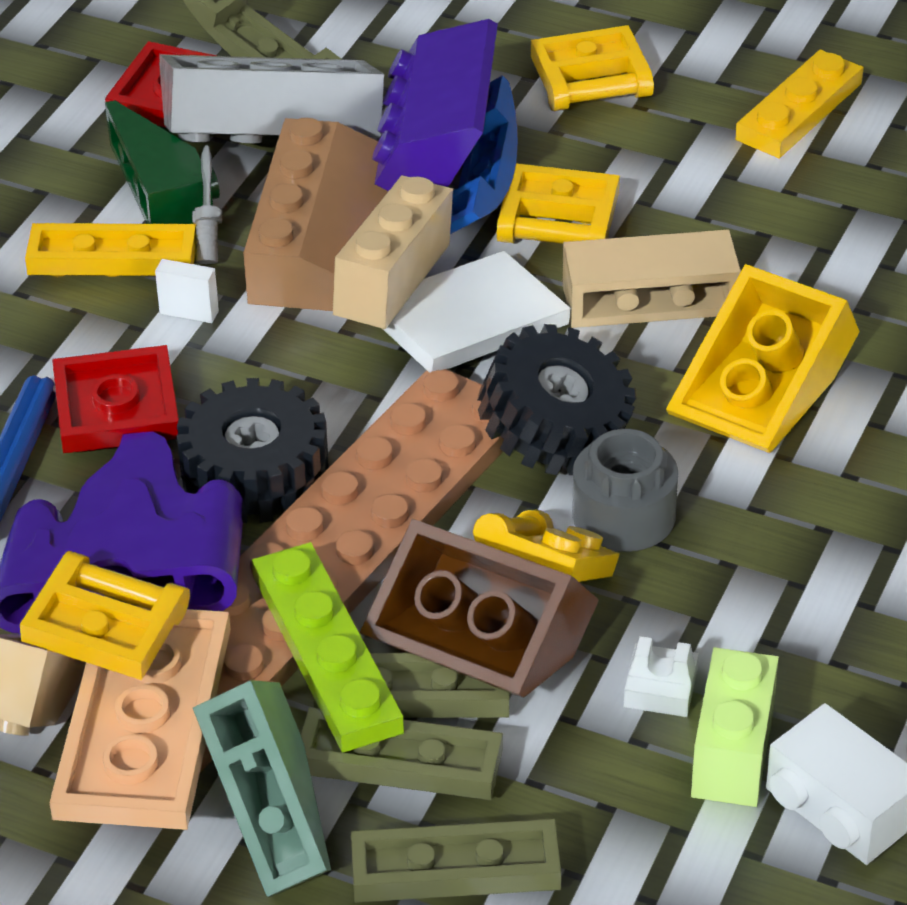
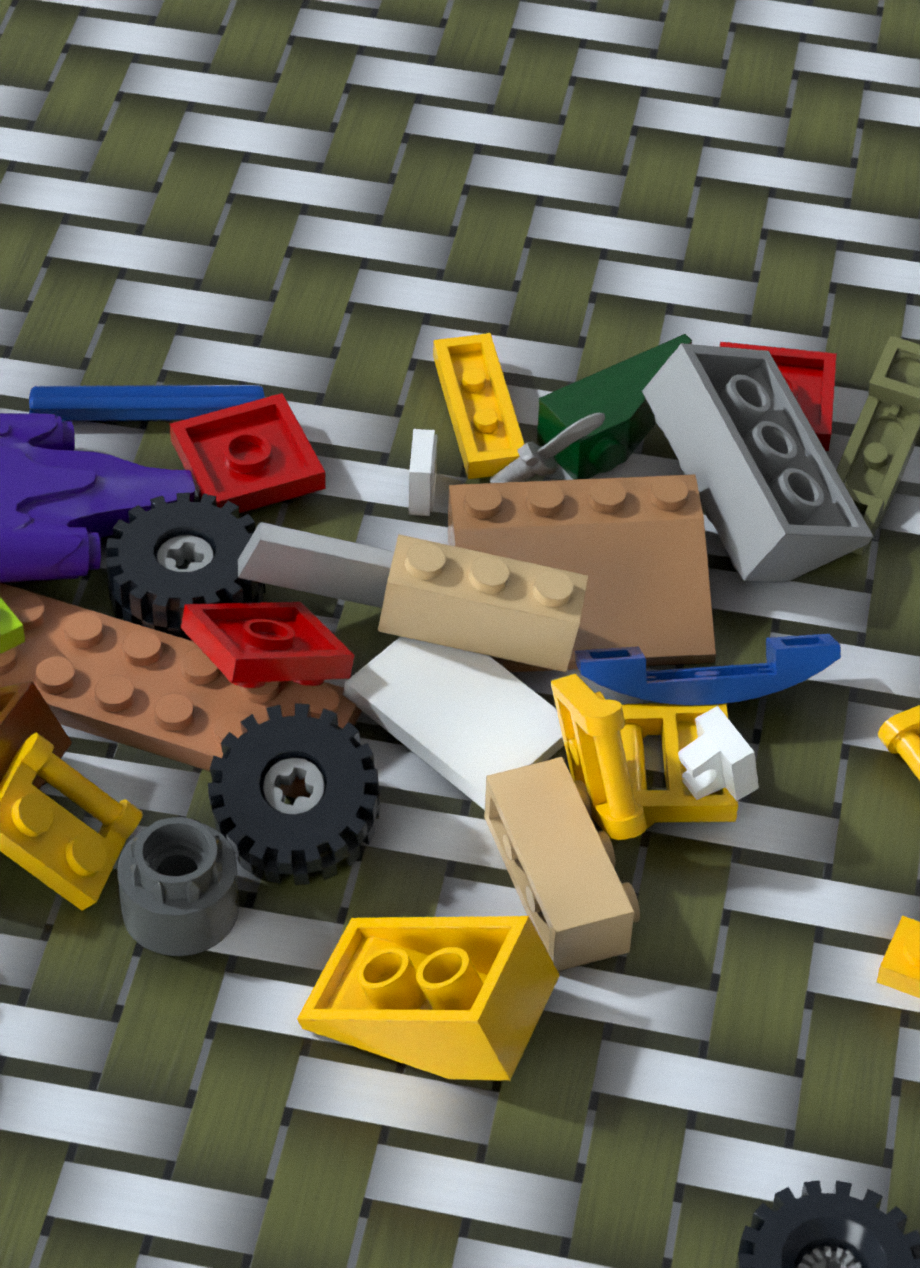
camera: 75 degrees right, 5 degrees up
(310, 339) = (316, 564): none -> light grey tile
(381, 393) = (267, 643): none -> red plate
(435, 104) = (754, 598): dark purple slope -> none
(560, 214) = (597, 755): none -> yellow plate
(589, 158) = (718, 758): none -> white tile

